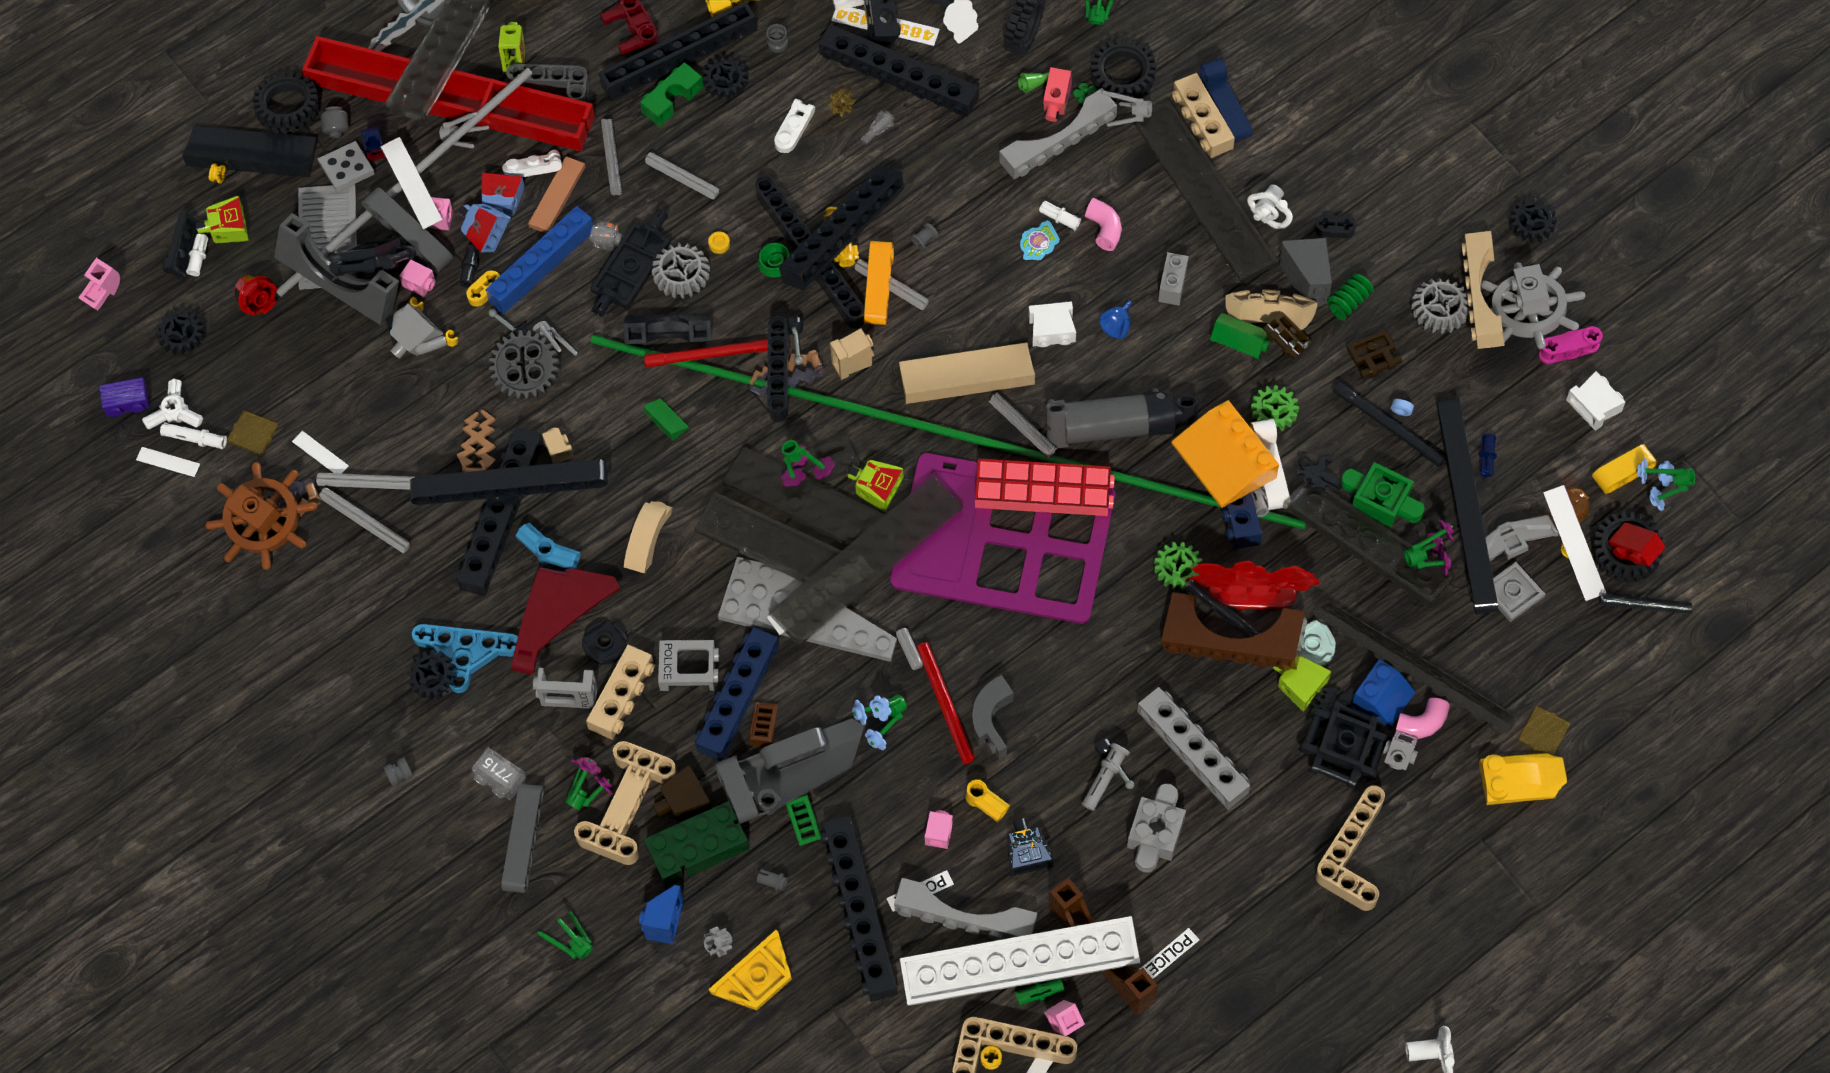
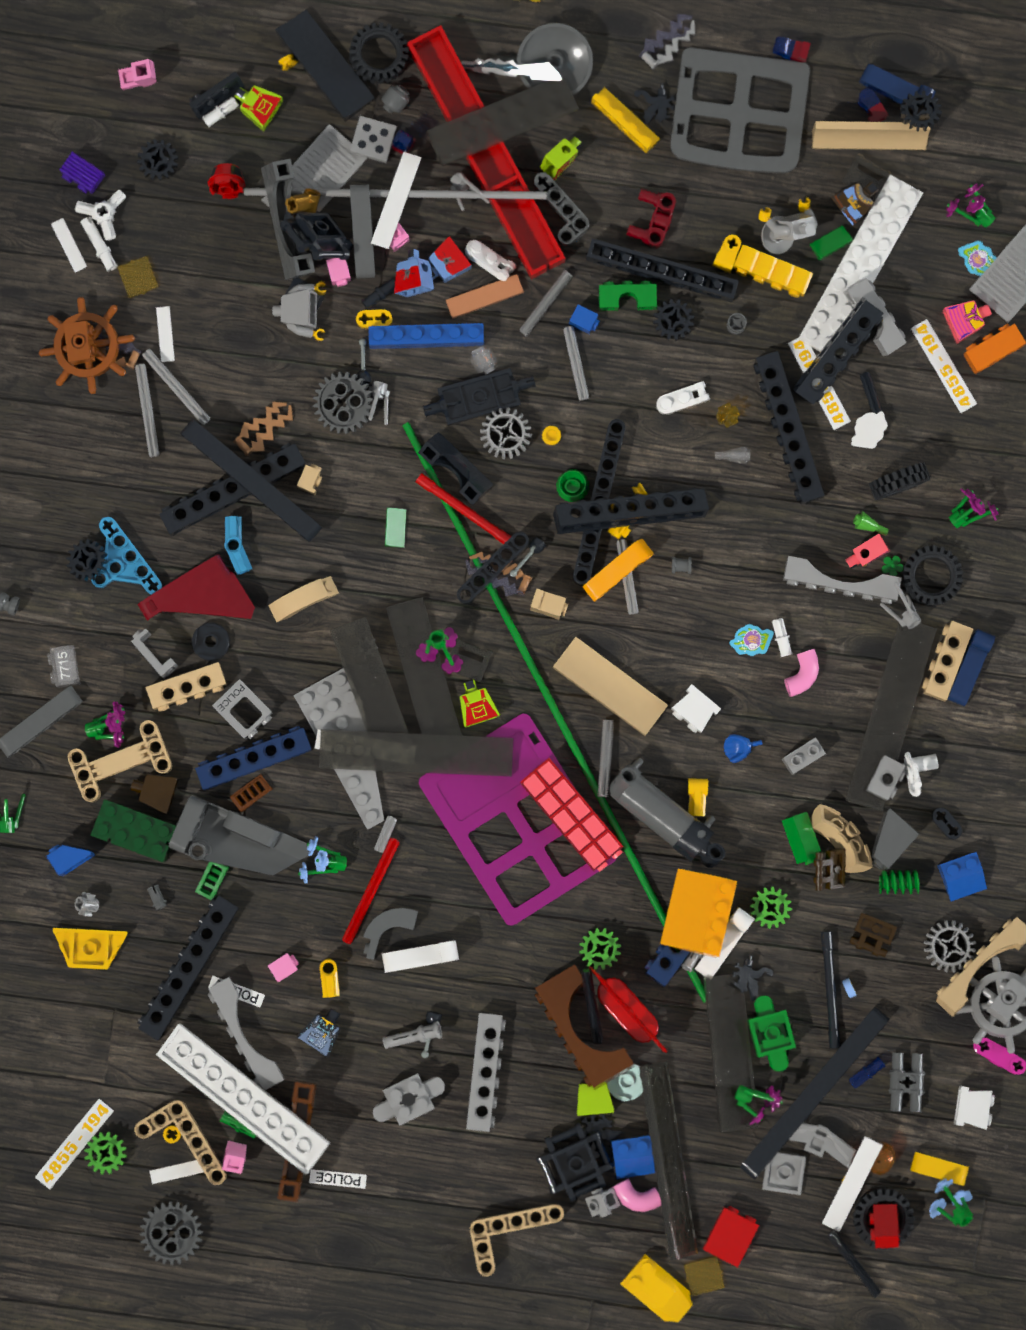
camera: 40 degrees right, 20 degrees up
(331, 250) = (304, 202): none -> pearl gold piece
(654, 138) = (584, 319): none -> blue brick
(1044, 708) = (420, 956): none -> white beam
(1122, 380) = (697, 796): none -> yellow piece
(1253, 242) = (878, 787): none -> light grey brick
(1390, 248) = (962, 876): none -> blue slope
(1524, 441) = (915, 1089): none -> dark grey pin
(1529, 677) = (731, 1236): none -> red brick

